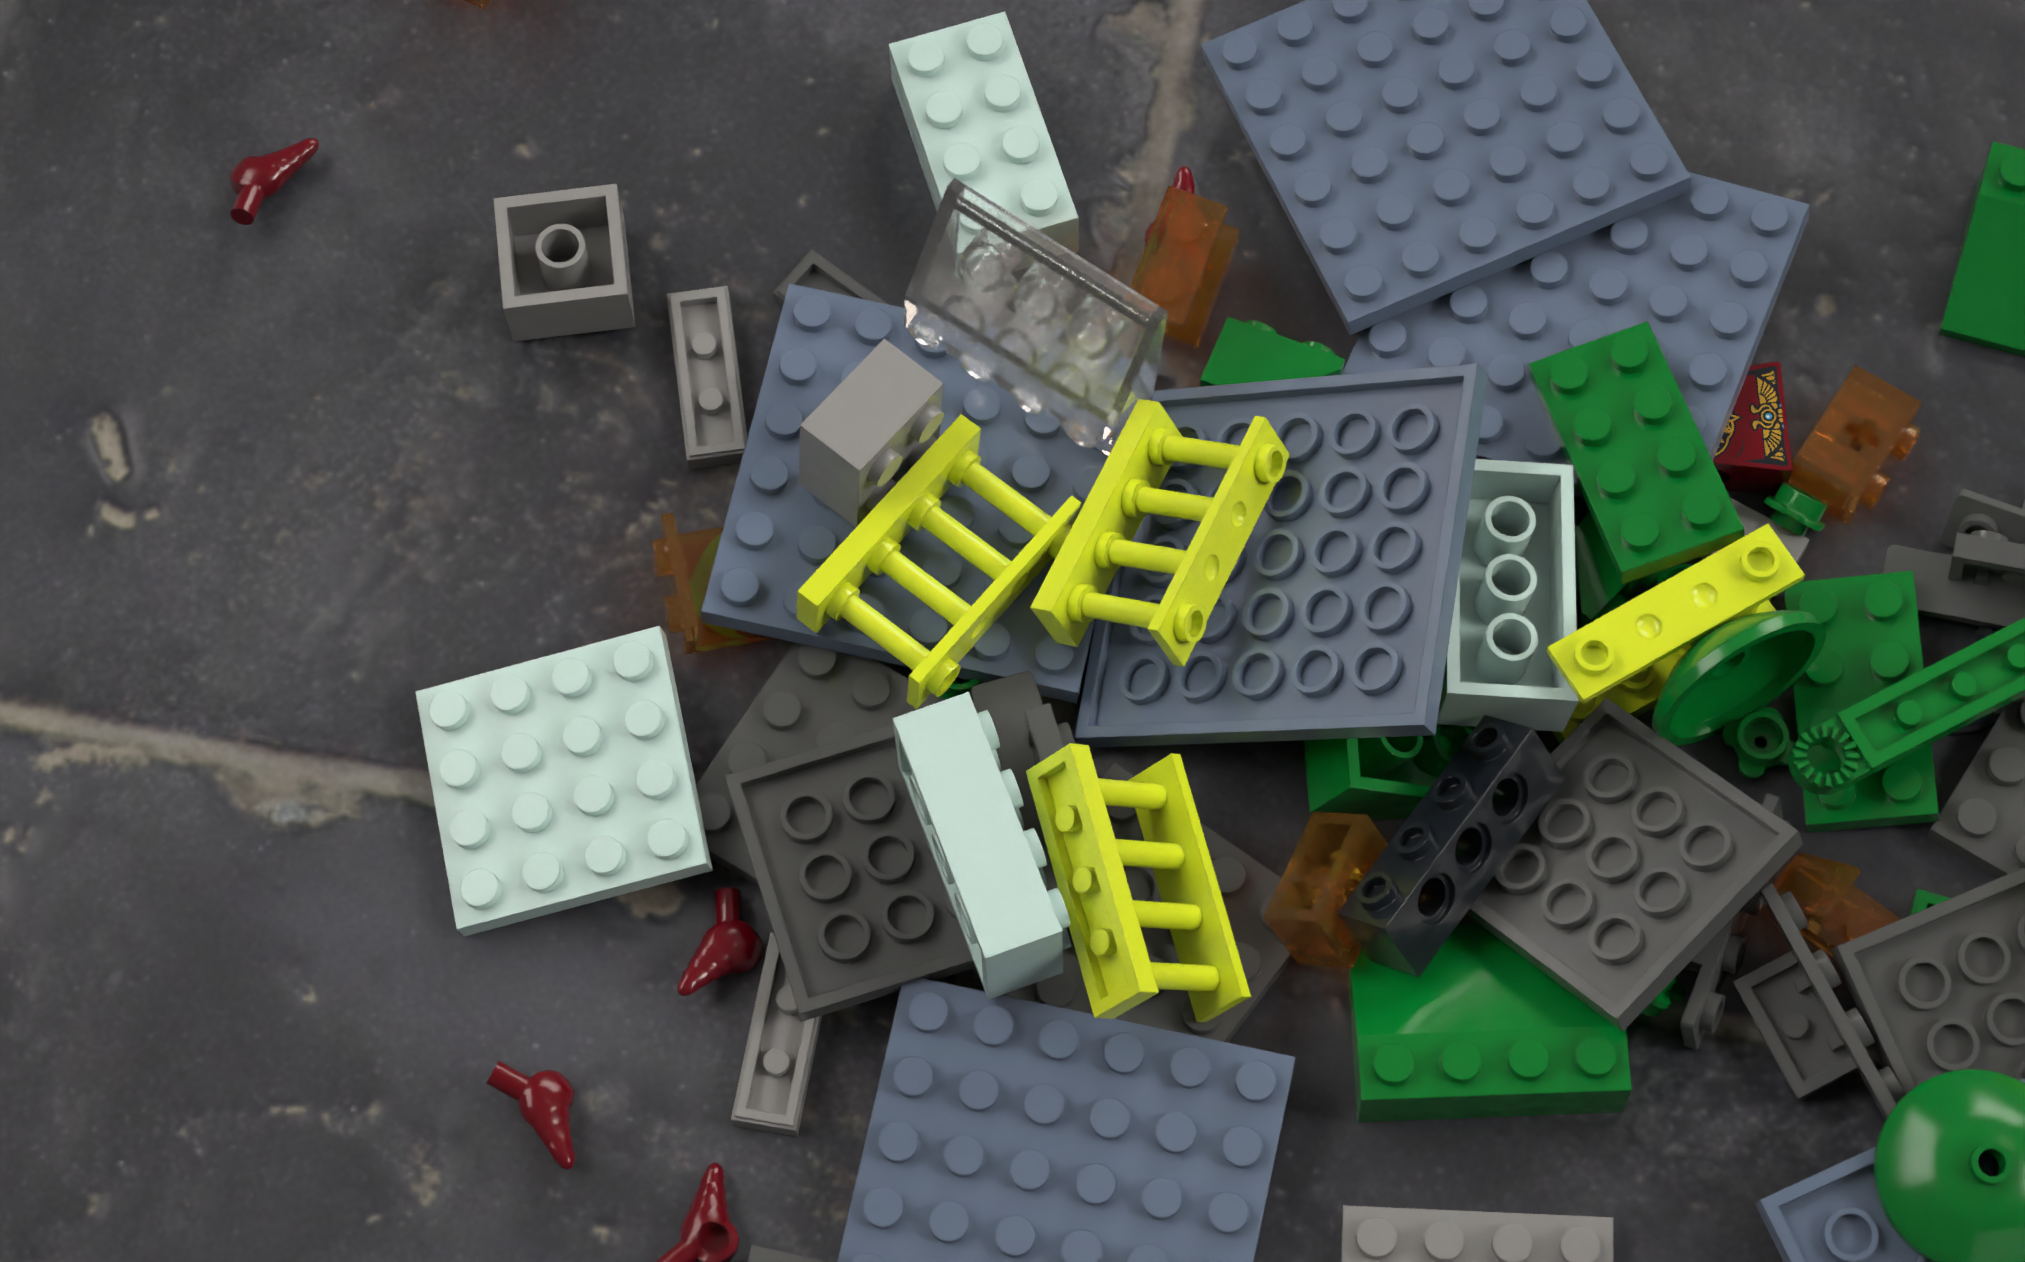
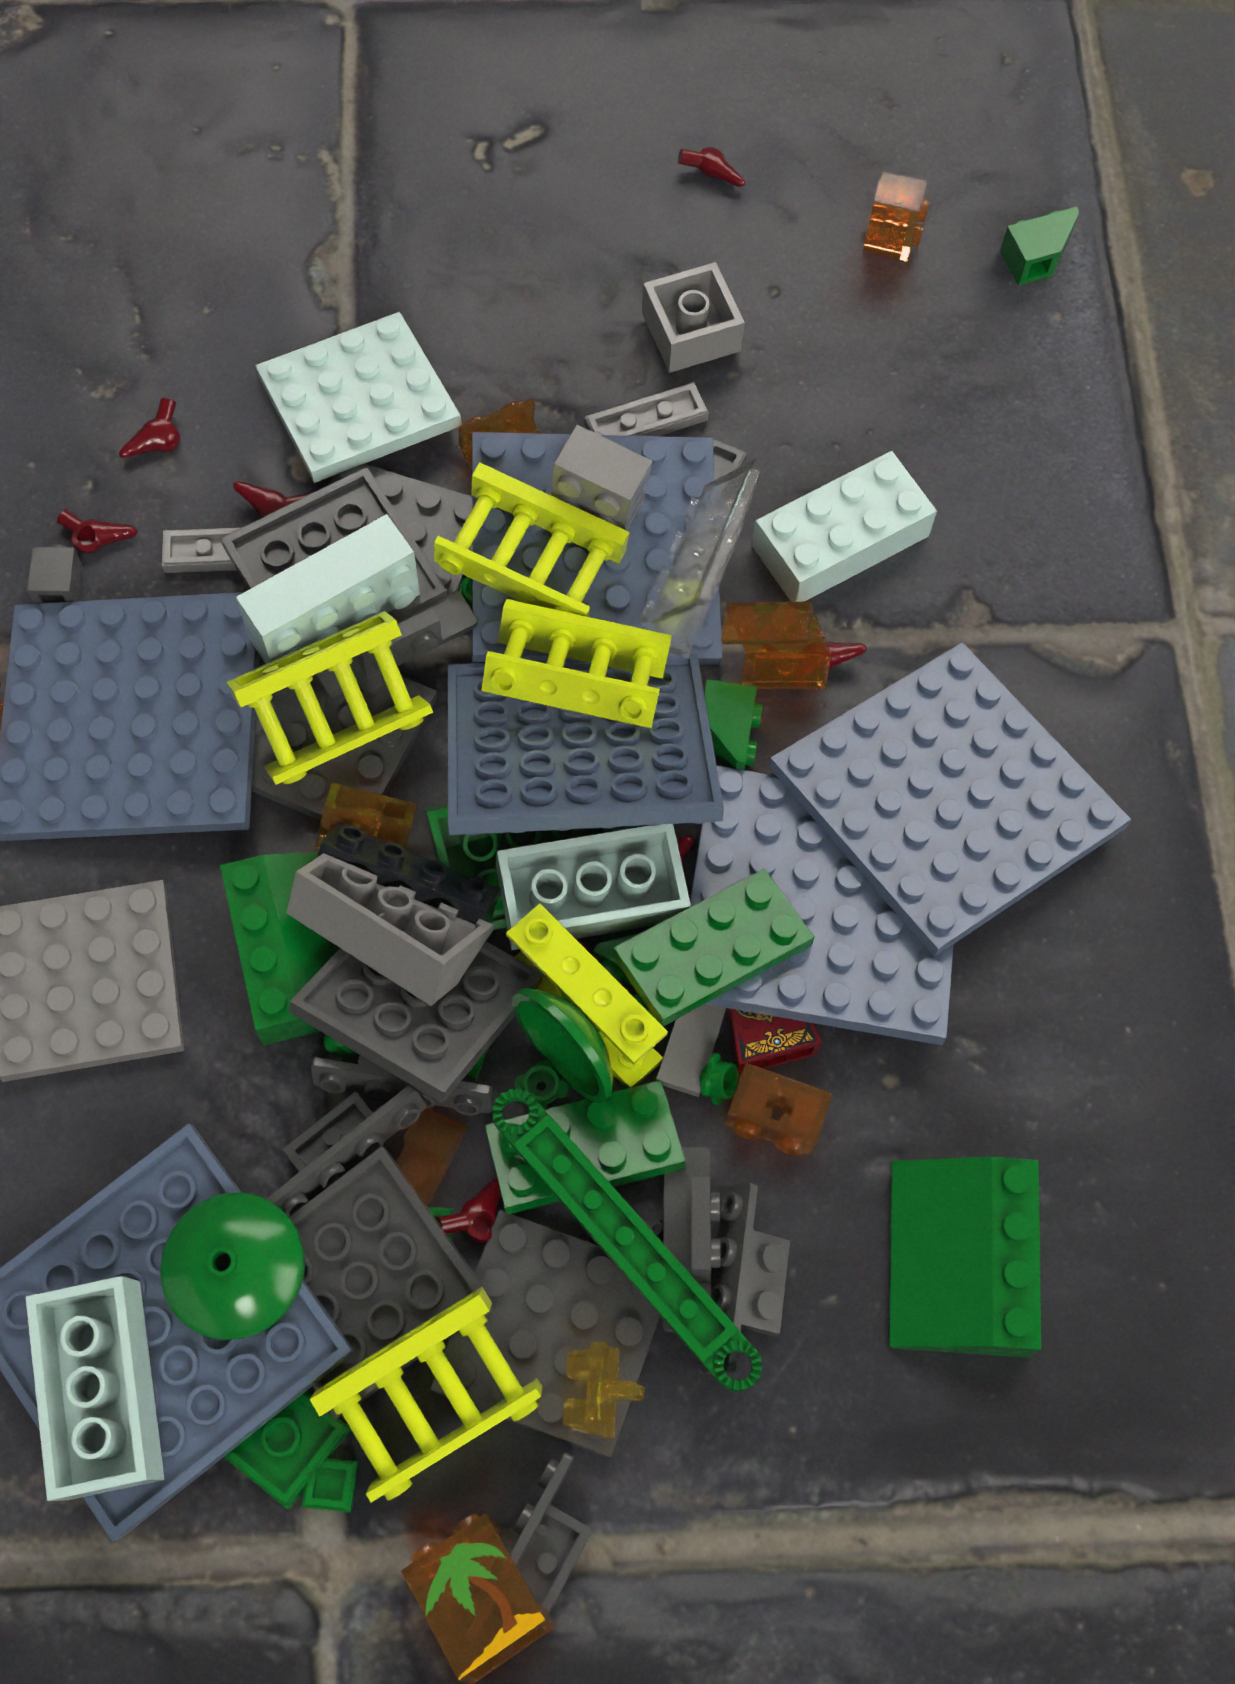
camera: 70 degrees right, 0 degrees up
(1527, 868) = (386, 927): none -> light grey wedge
(1930, 858) = (476, 1215): none -> dark red animal

